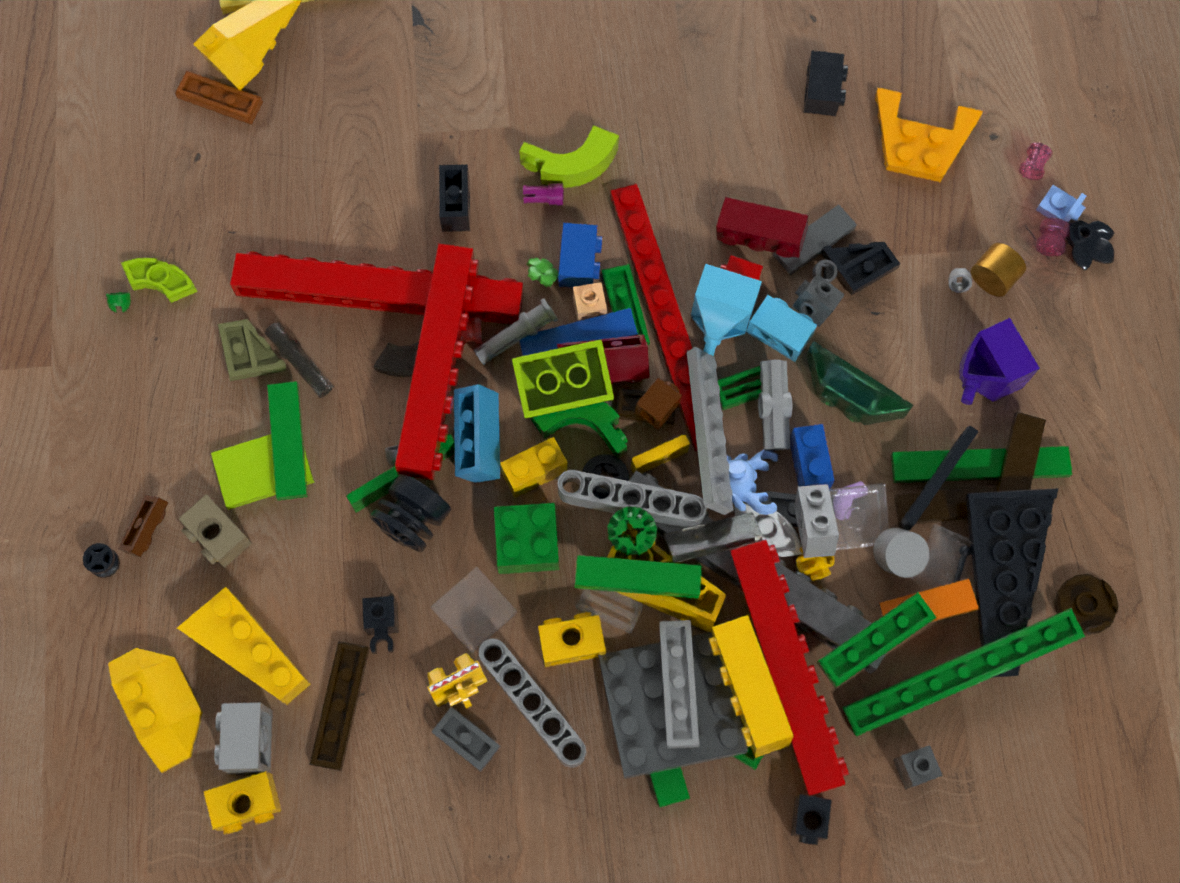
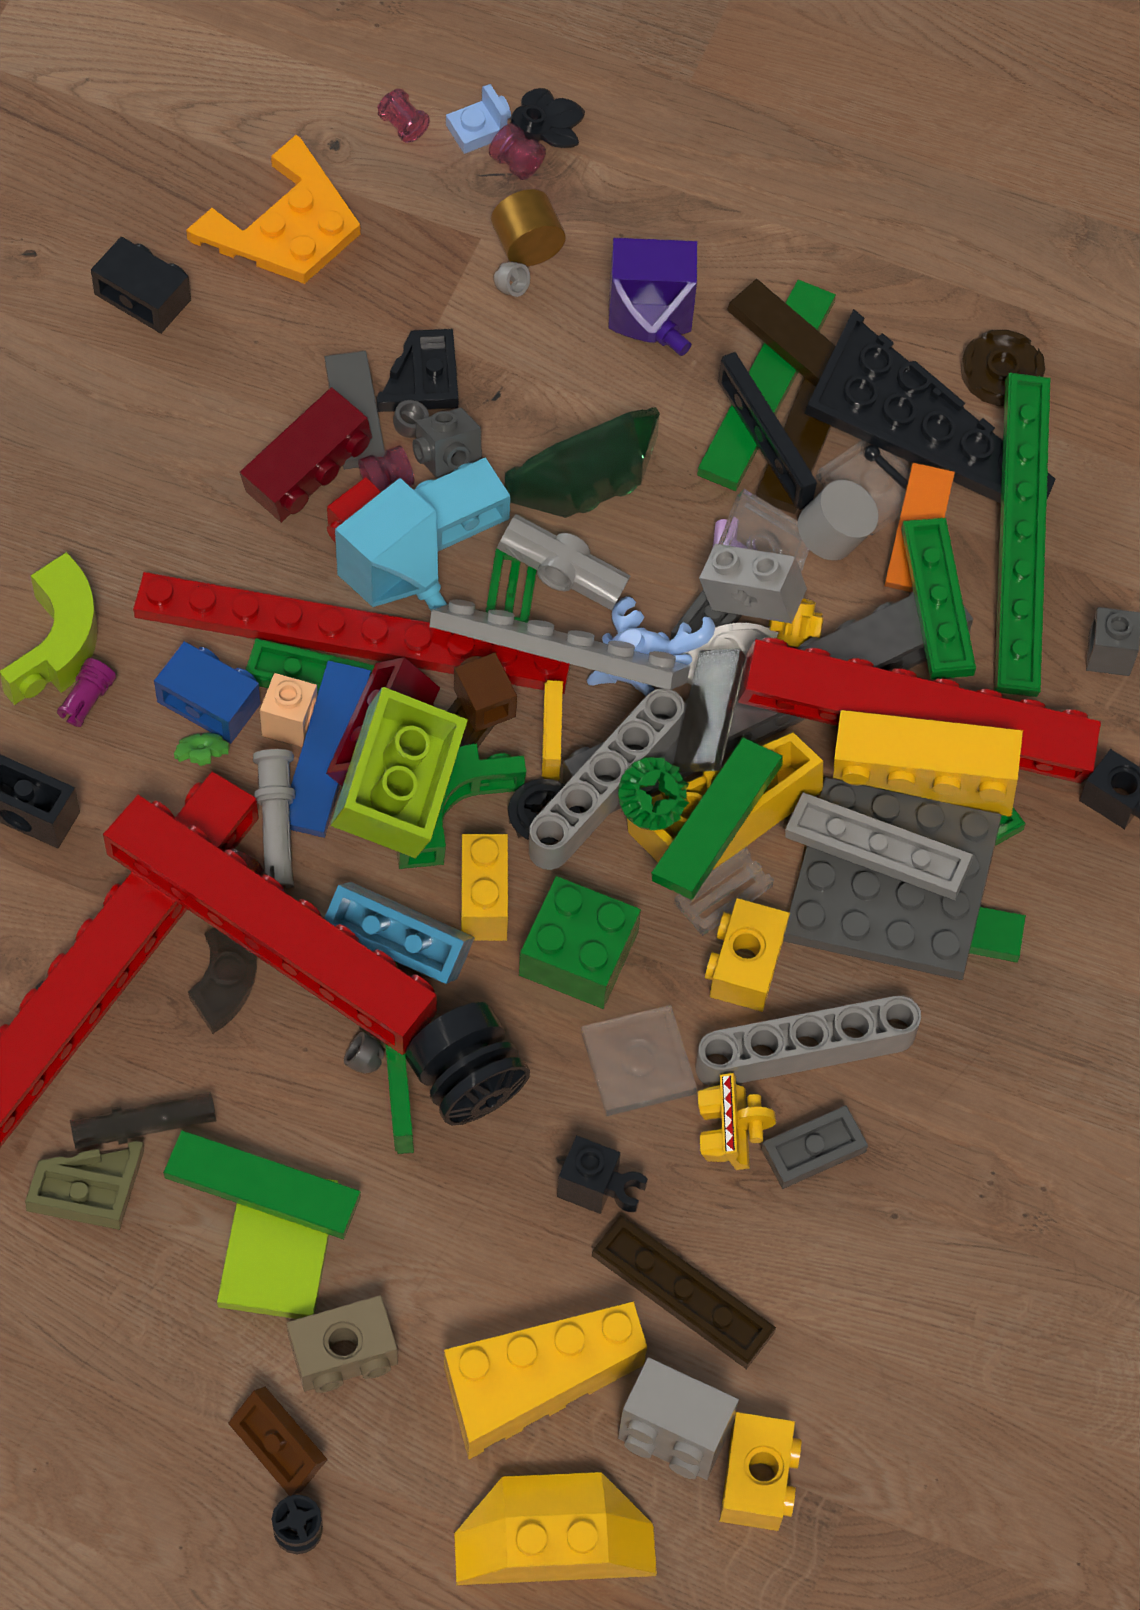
camera: 65 degrees left, 10 degrees down
(779, 277) = (387, 468): none -> clear pink wheel
(811, 456) = (660, 558): blue brick -> none

